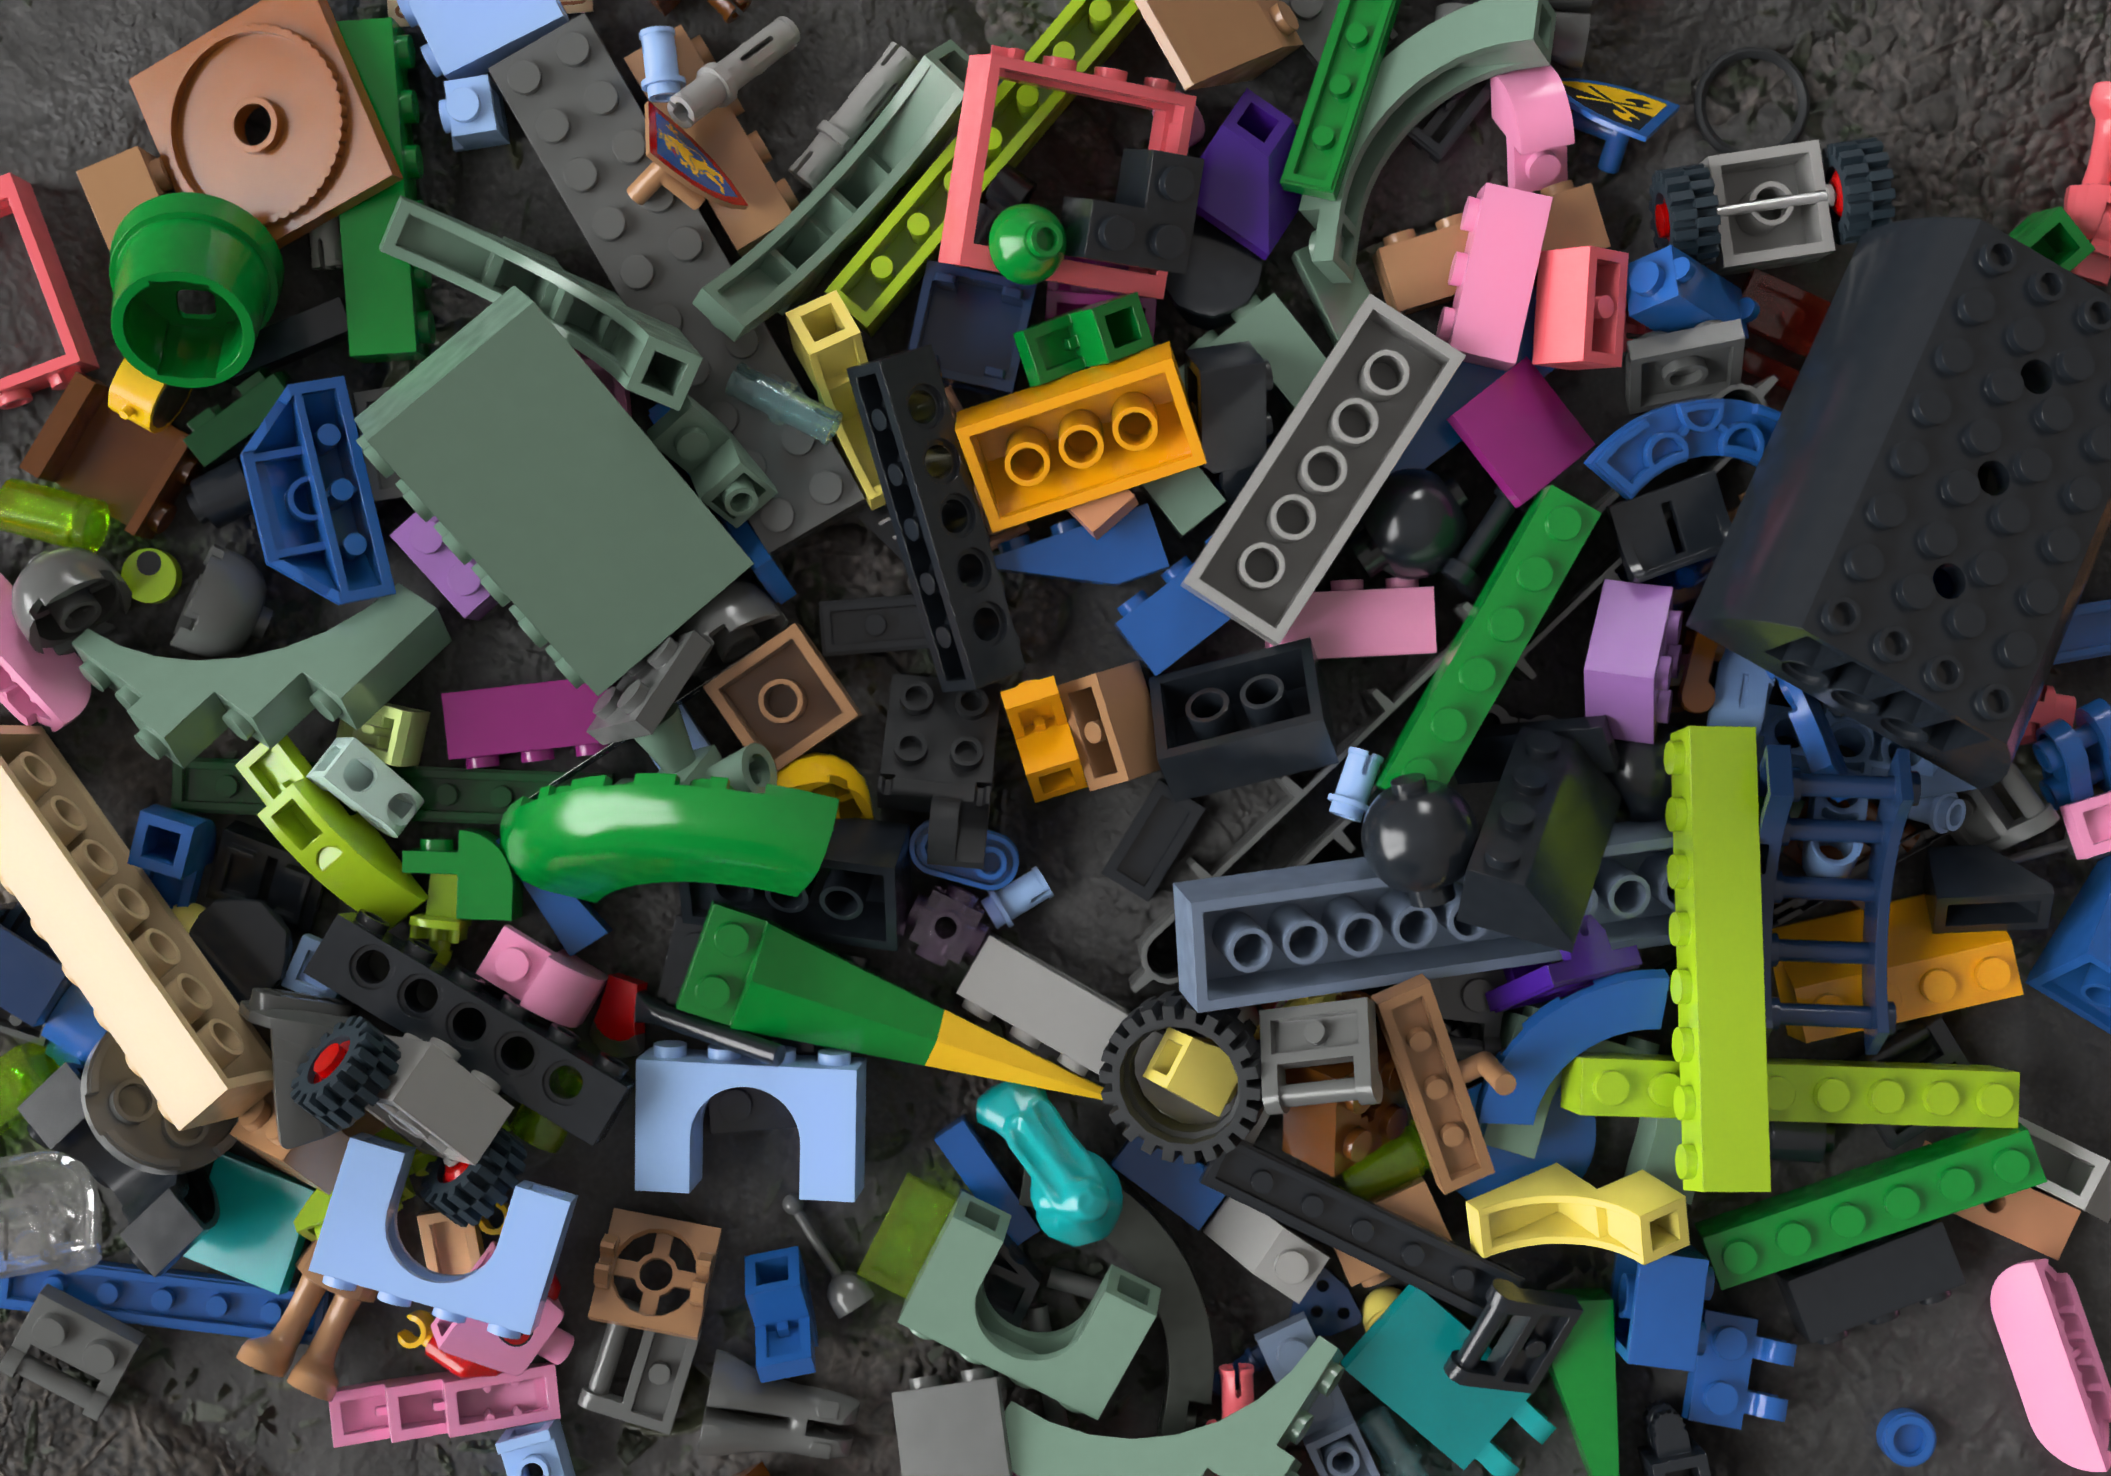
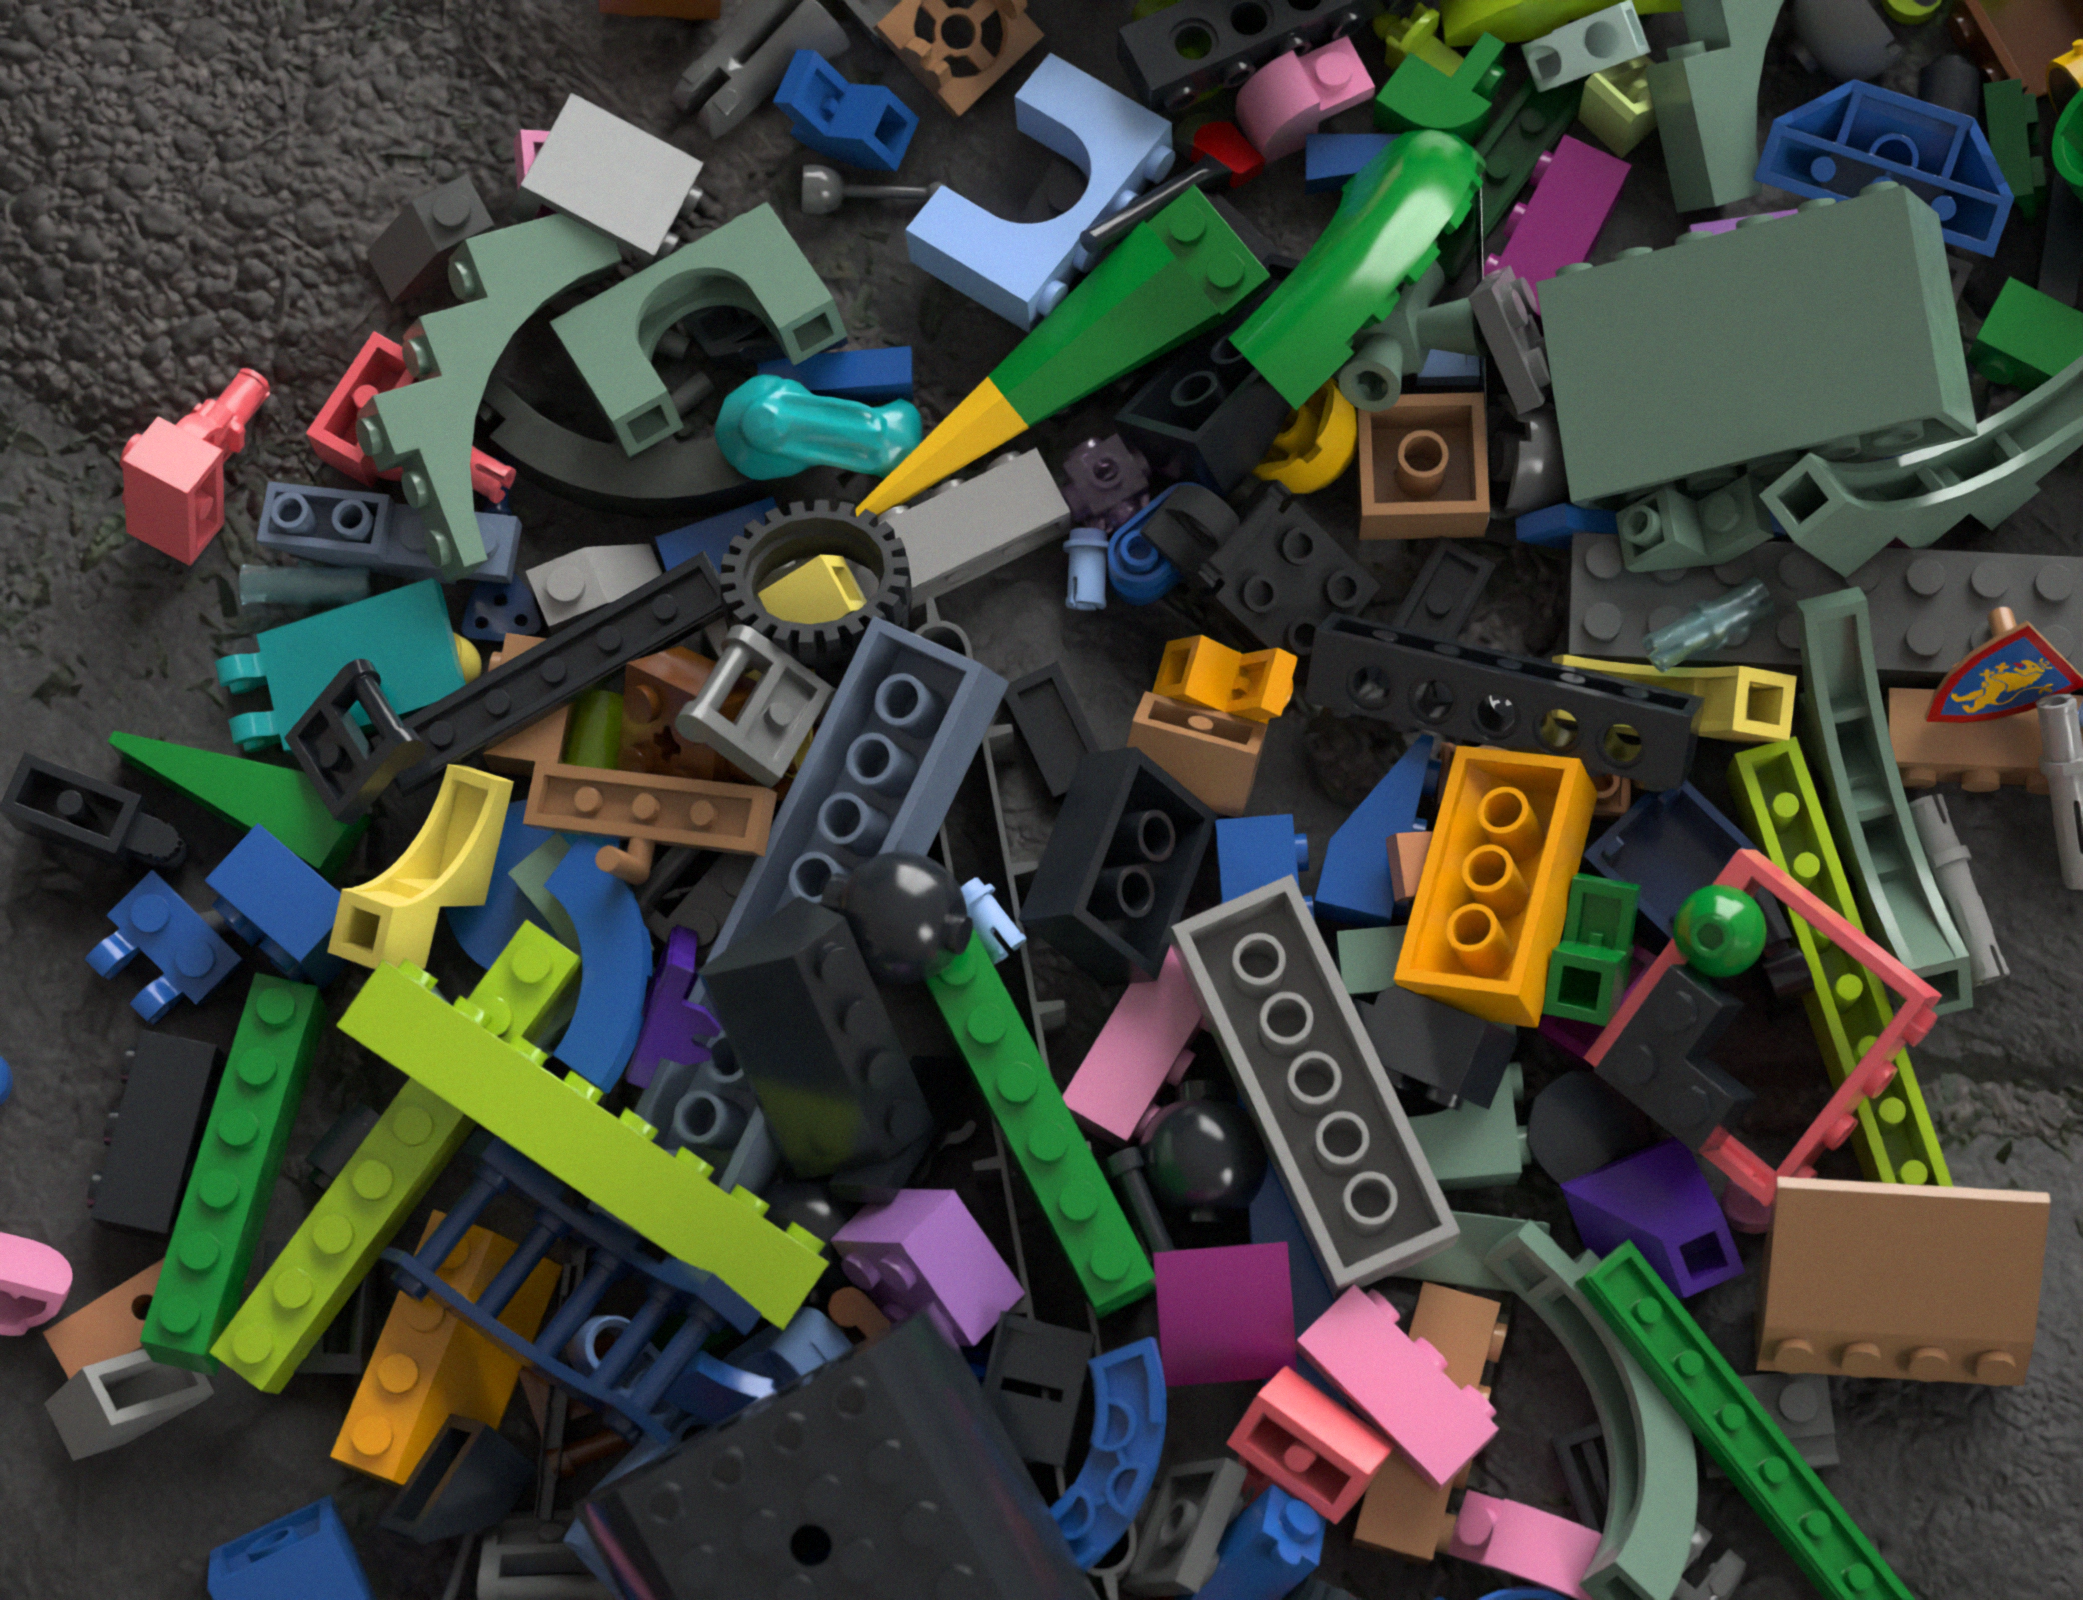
camera: 130 degrees right, 15 degrees down
(906, 1235) = (843, 270): clear neon green plate -> none
(1940, 812) = (560, 1493): light blue pin -> none

